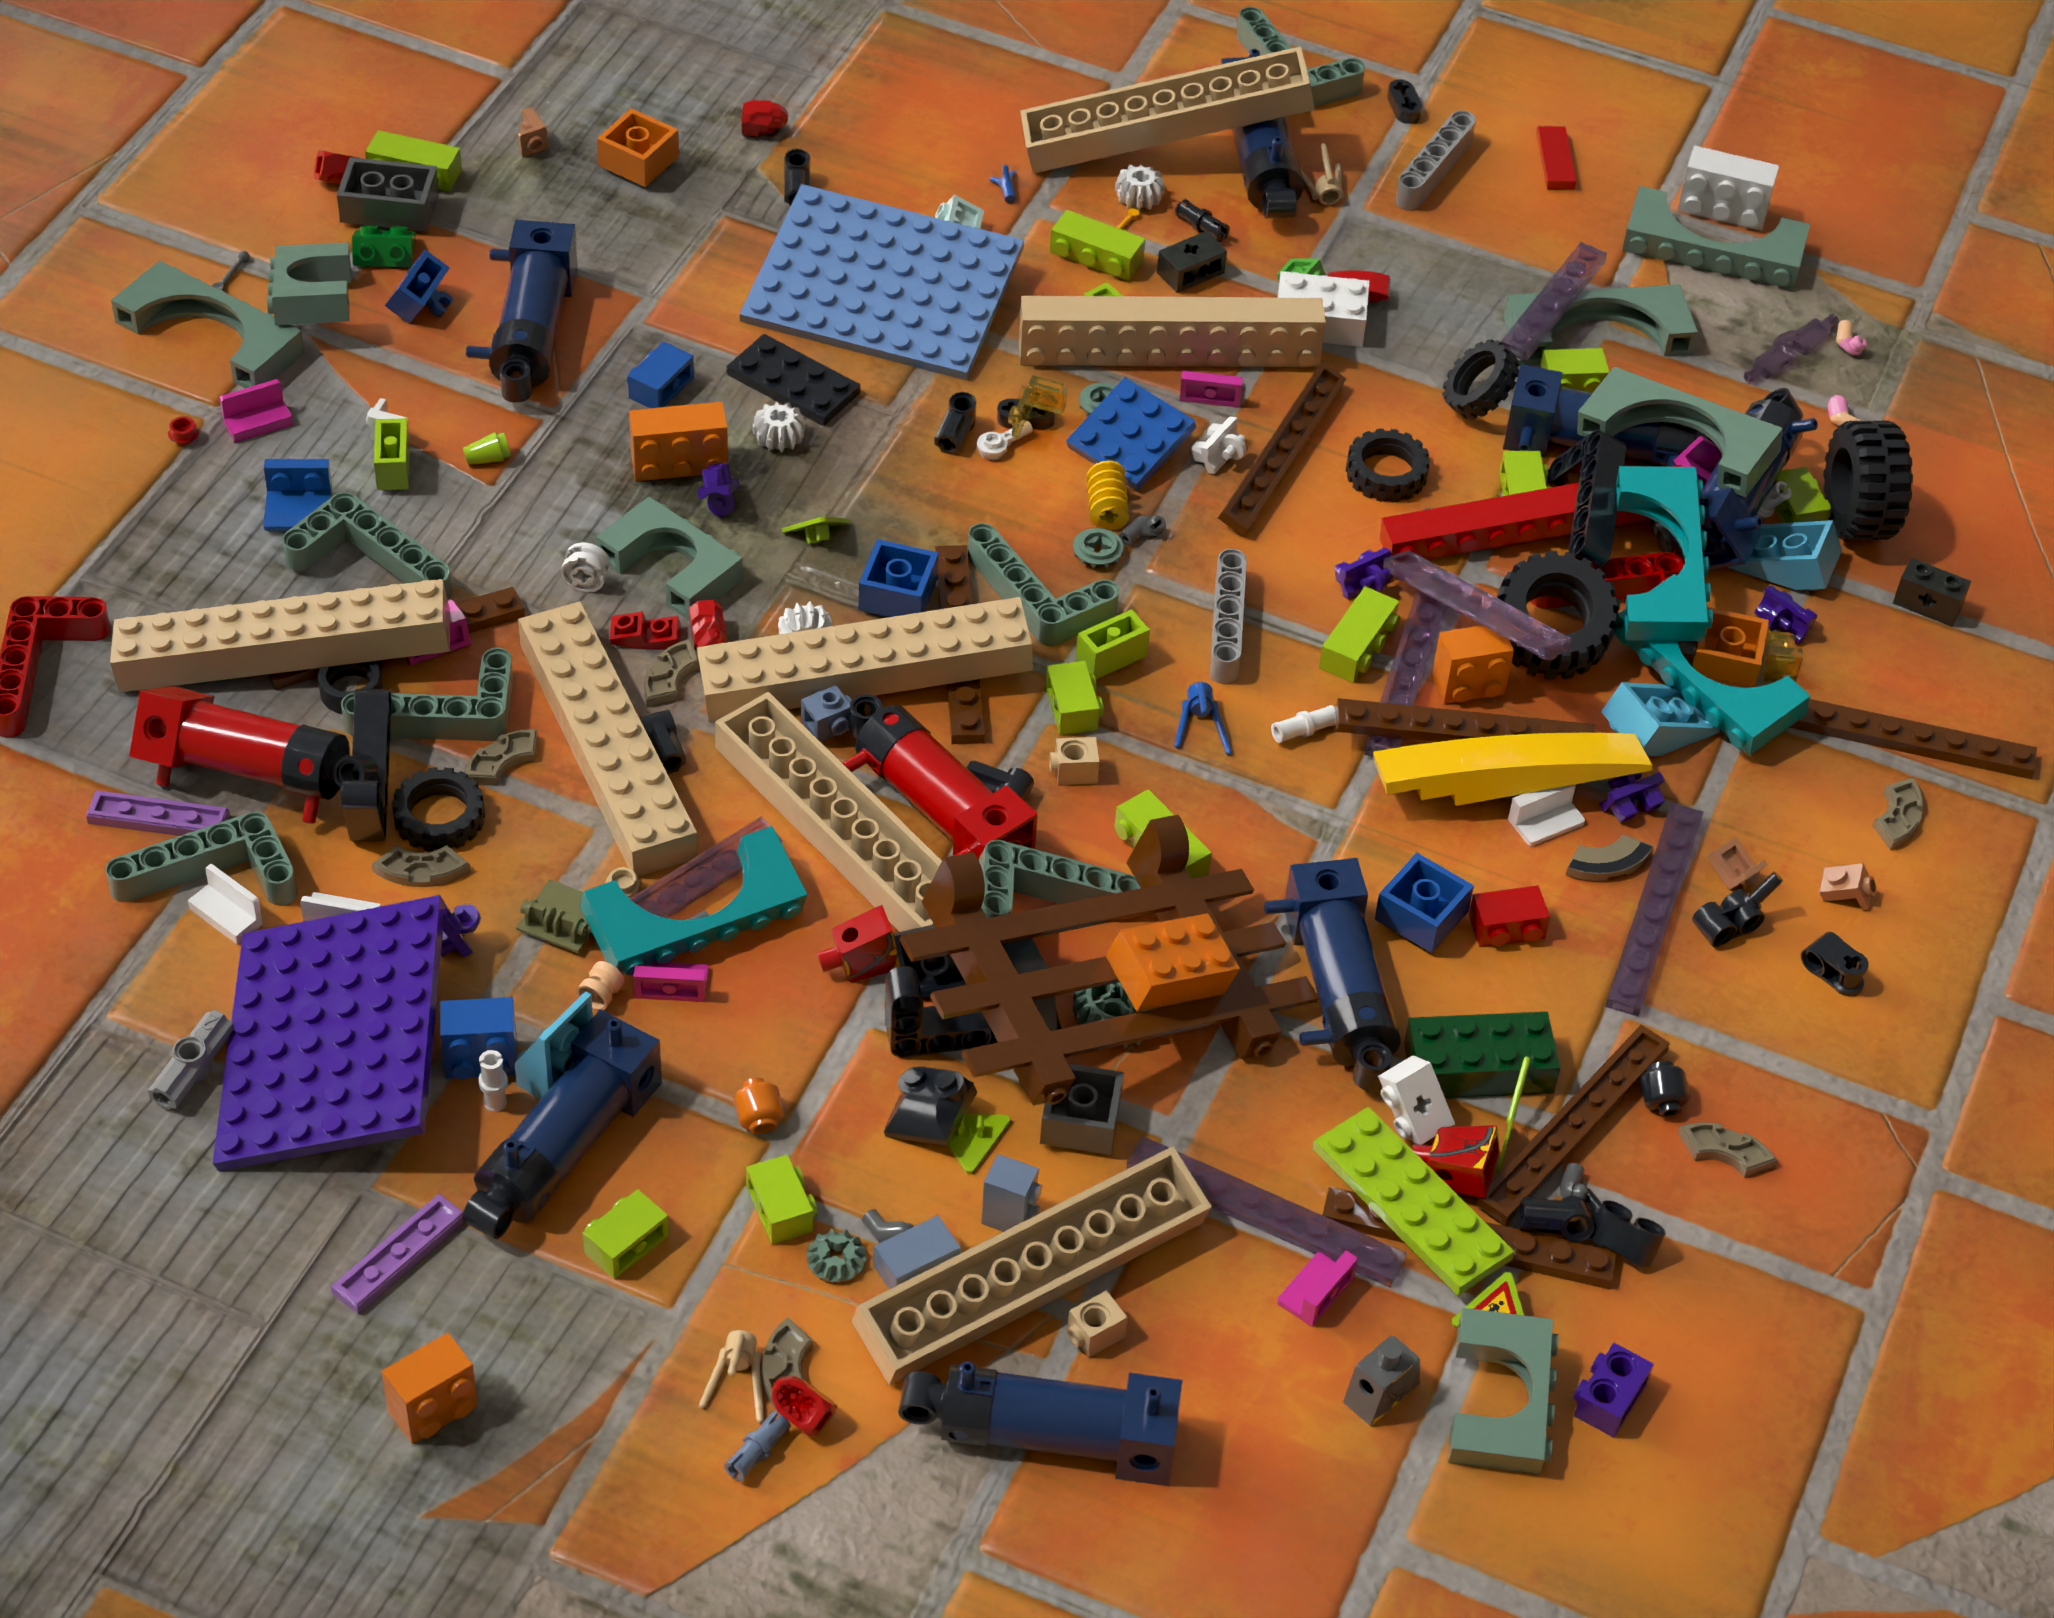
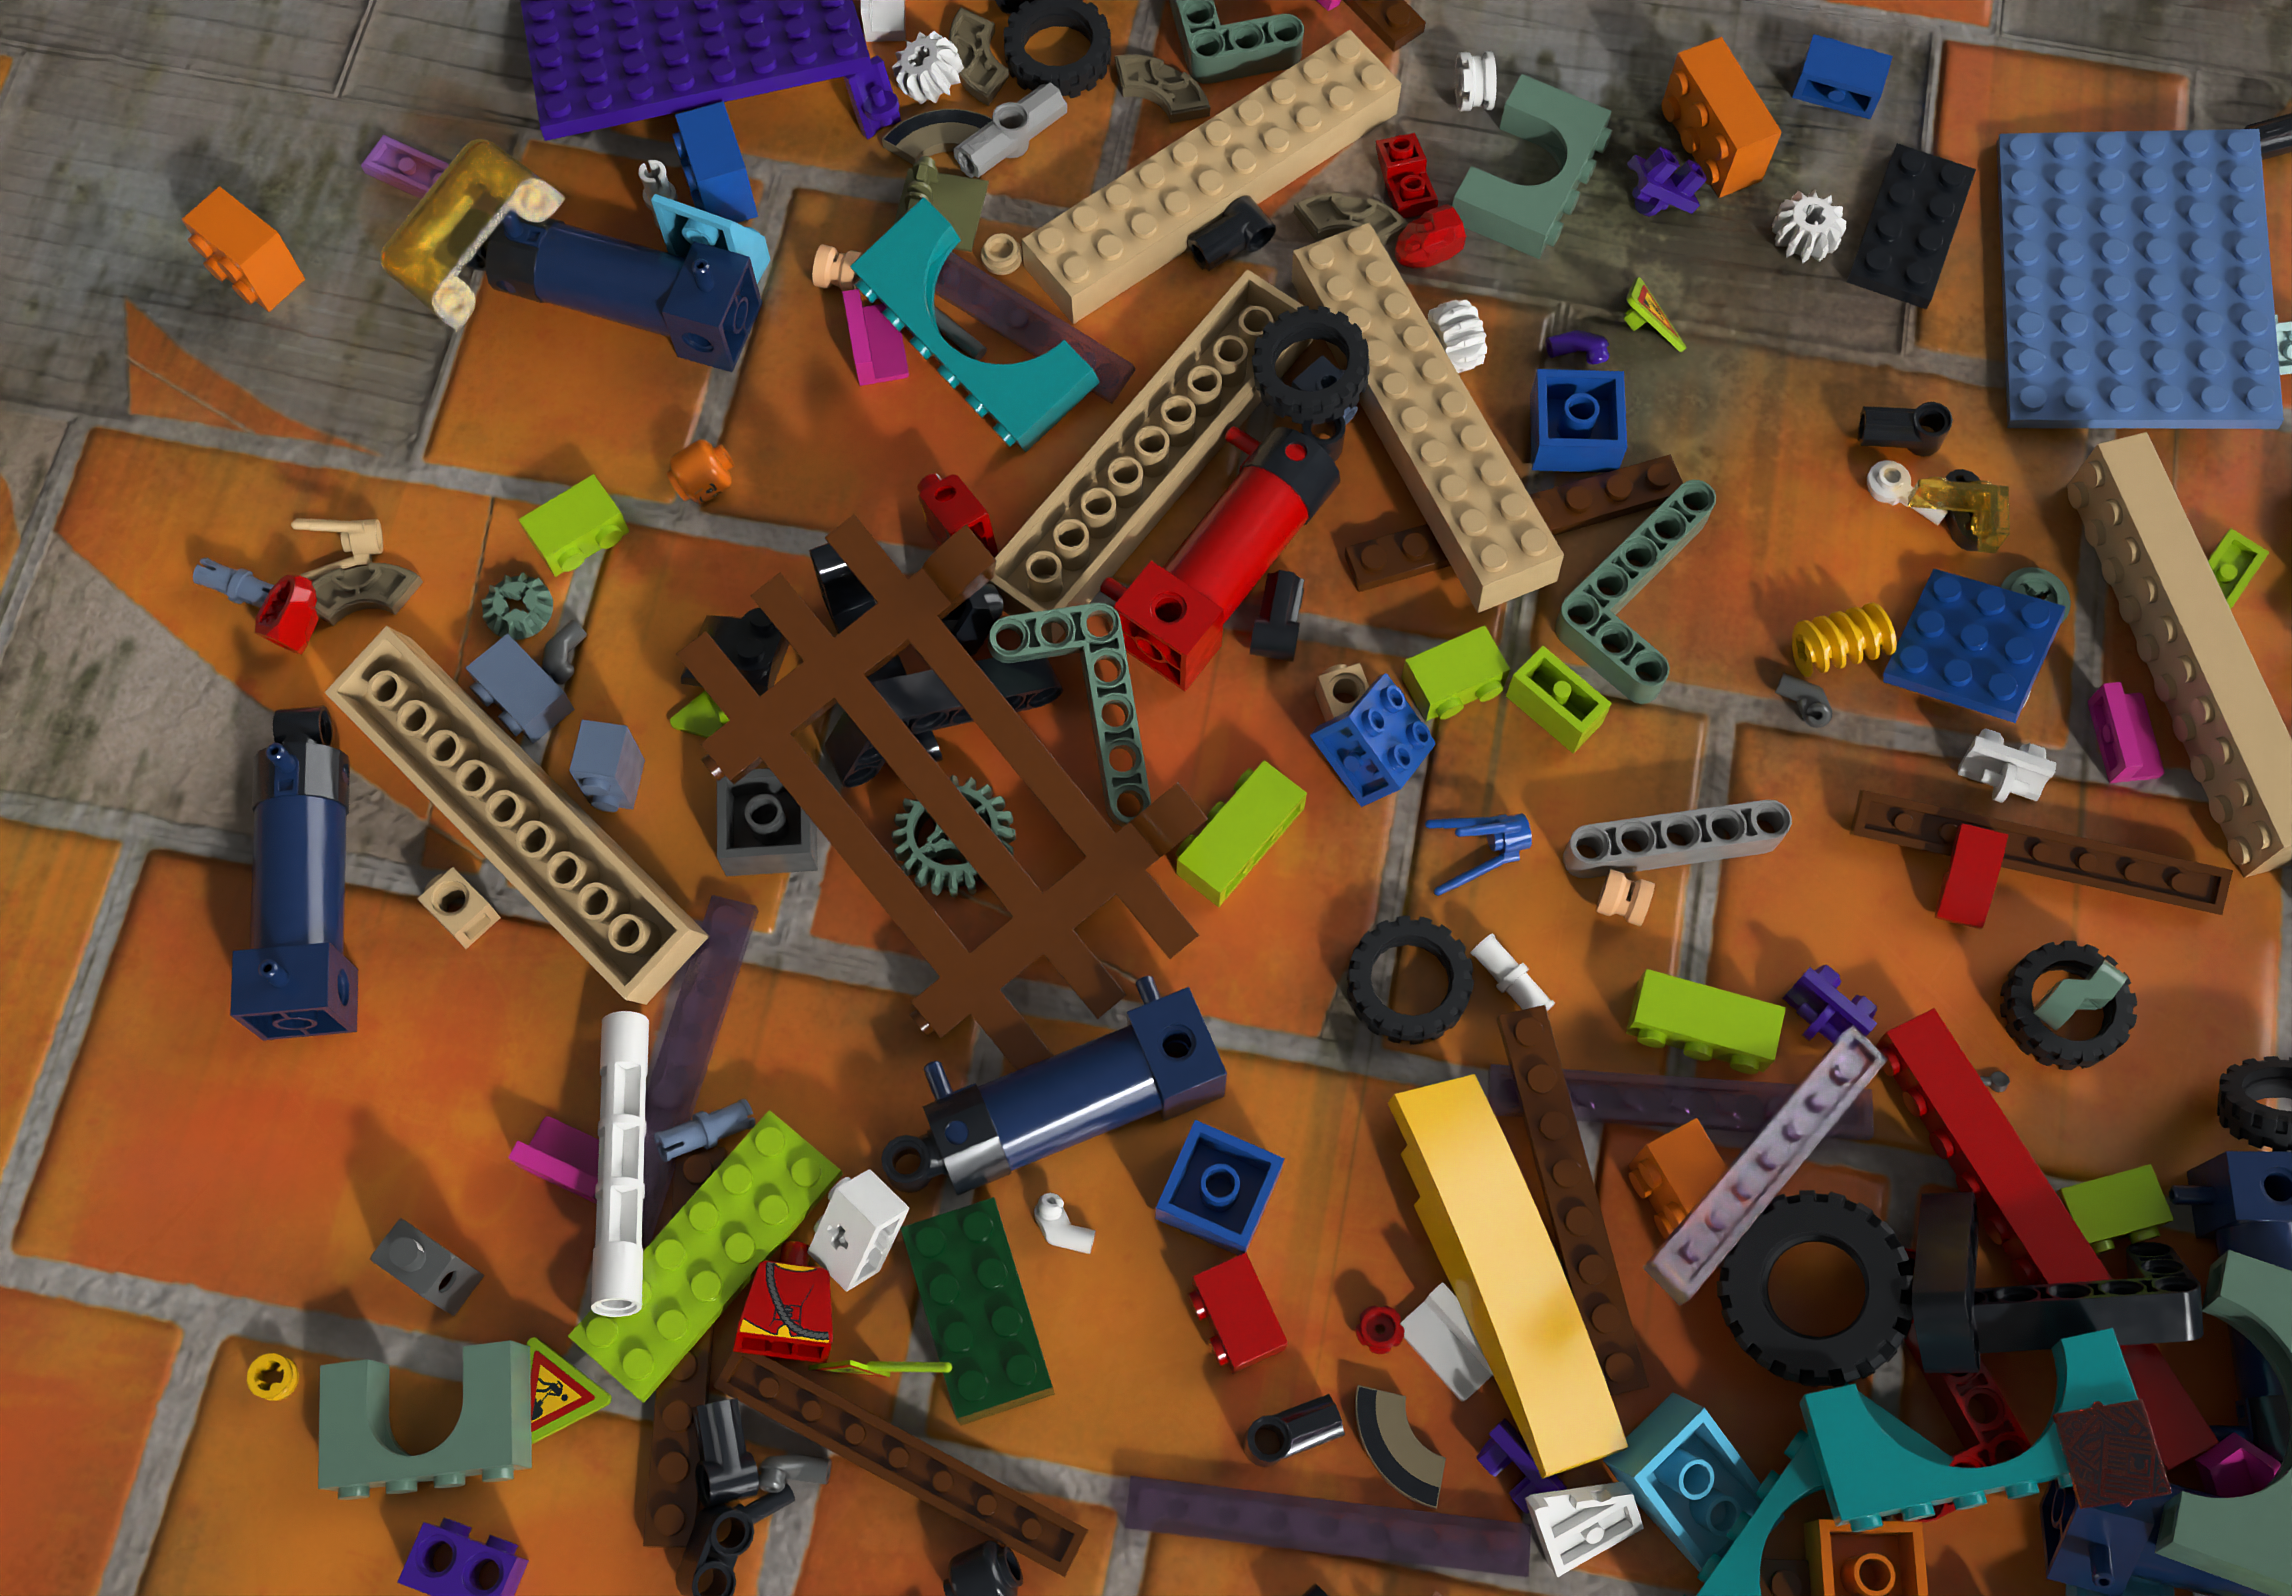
camera: 80 degrees right, 20 degrees up
(428, 877) = (927, 67): none -> white gear
(489, 898) = (932, 133): none -> dark tan tile
(500, 1198) = (457, 220): none -> clear yellow windscreen
(513, 851) = (1010, 130): none -> light grey piece
(625, 1233) = (496, 383): lime brick -> none
(820, 667) = (1305, 325): none -> black tyre
(824, 571) = (1579, 340): none -> dark purple arm
(1088, 540) = (1759, 638): sand green gear -> none
(1122, 750) = (1375, 742): none -> blue bracket
(1172, 962) = (959, 862): orange brick -> none
(1263, 651) = (1614, 895): none -> light nougat wheel
(1293, 802) = (1418, 934): none -> black tyre
(1300, 483) = (1971, 876): none -> red slope
(1316, 1190) = (704, 1130): none -> sand blue pin
(1335, 1231) = (620, 1184): none -> white piece
(1387, 440) = (2078, 994): none -> sand green piece
(1427, 1007) = (1058, 1228): none -> white arm
(1450, 1491) = (277, 1390): none -> yellow bush
(1532, 842) = (1382, 1316): none -> red plate
(1583, 539) = (1946, 1283): none -> black beam
(1593, 907) = (1297, 1430): none -> black piece
(1676, 774) = (1582, 1522): none -> white wing
(1693, 486) = (2111, 1454): none -> clear red piece

